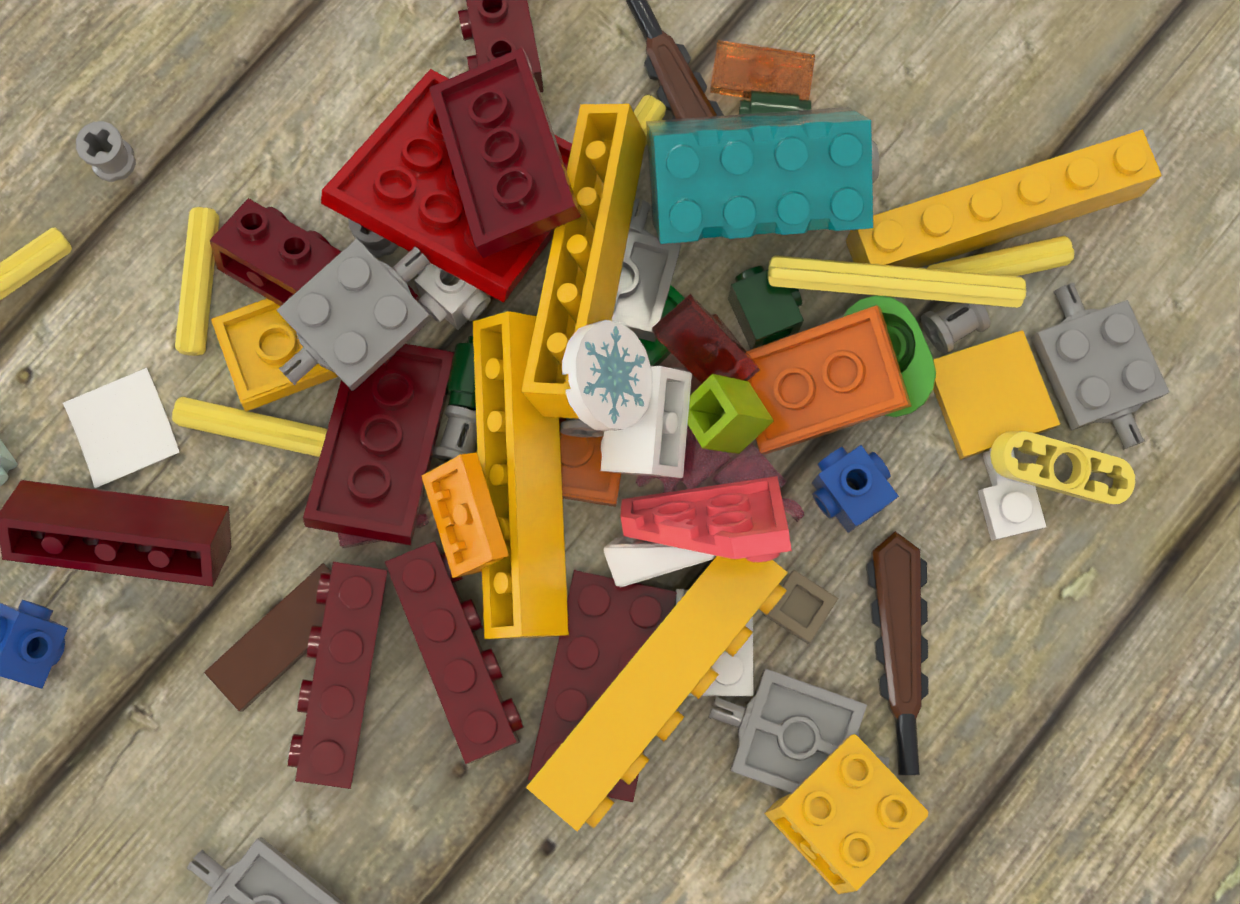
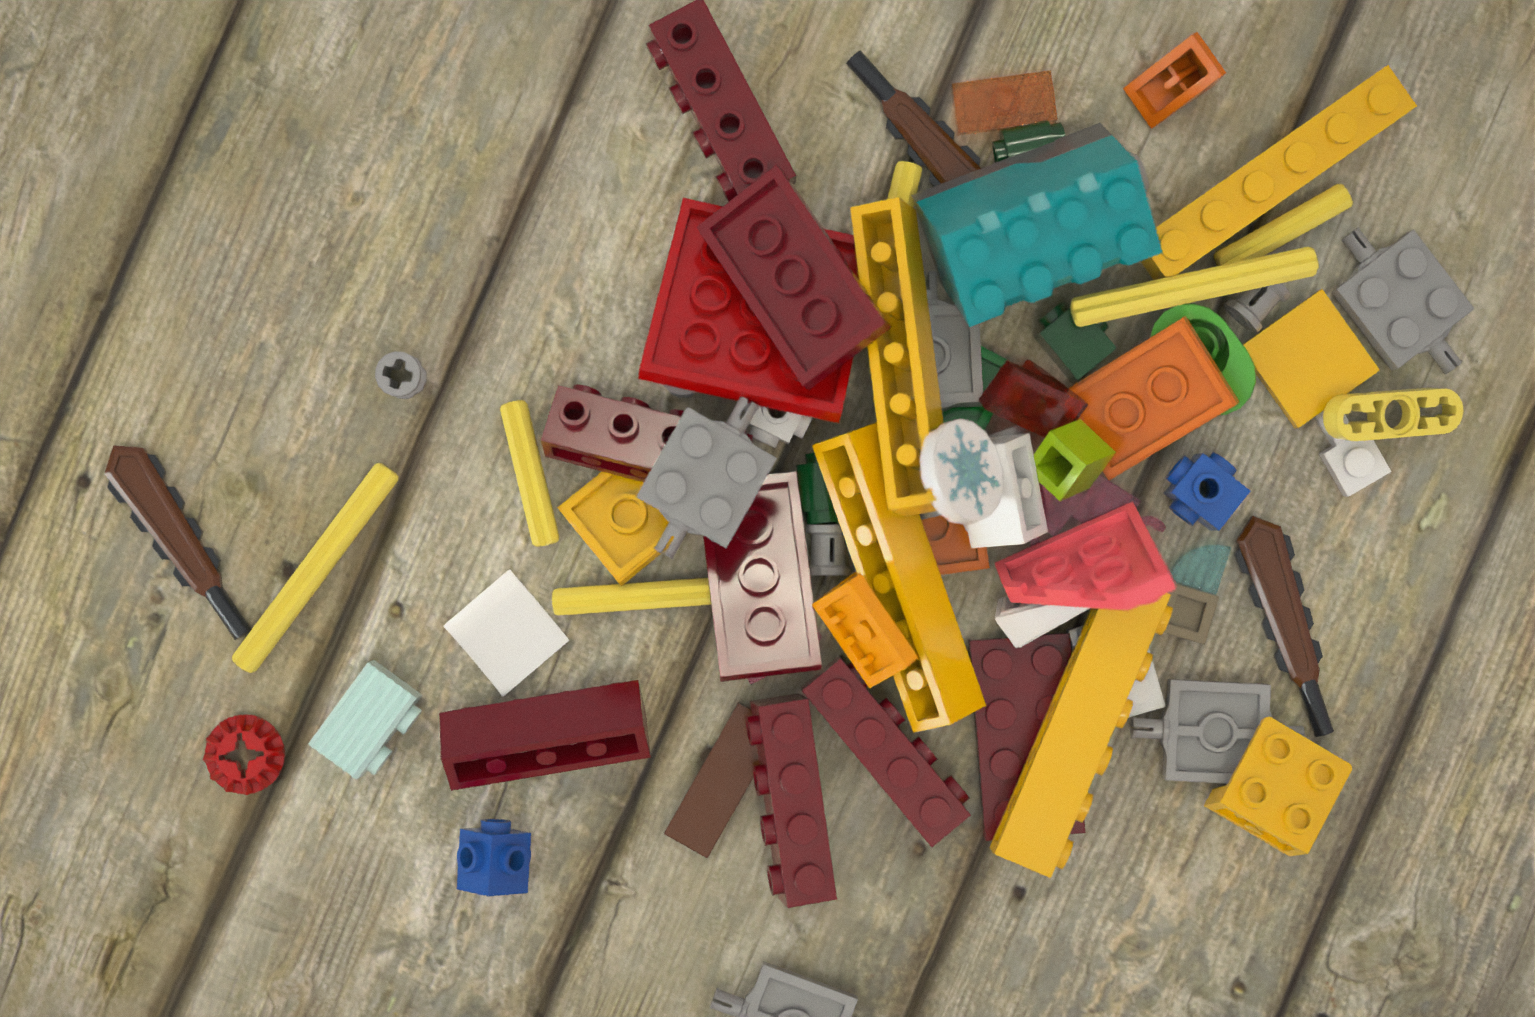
camera: 15 degrees left, 10 degrees up
(829, 567) = (1201, 567): none -> clear light blue tile
(933, 94) = (1175, 80): none -> orange slope

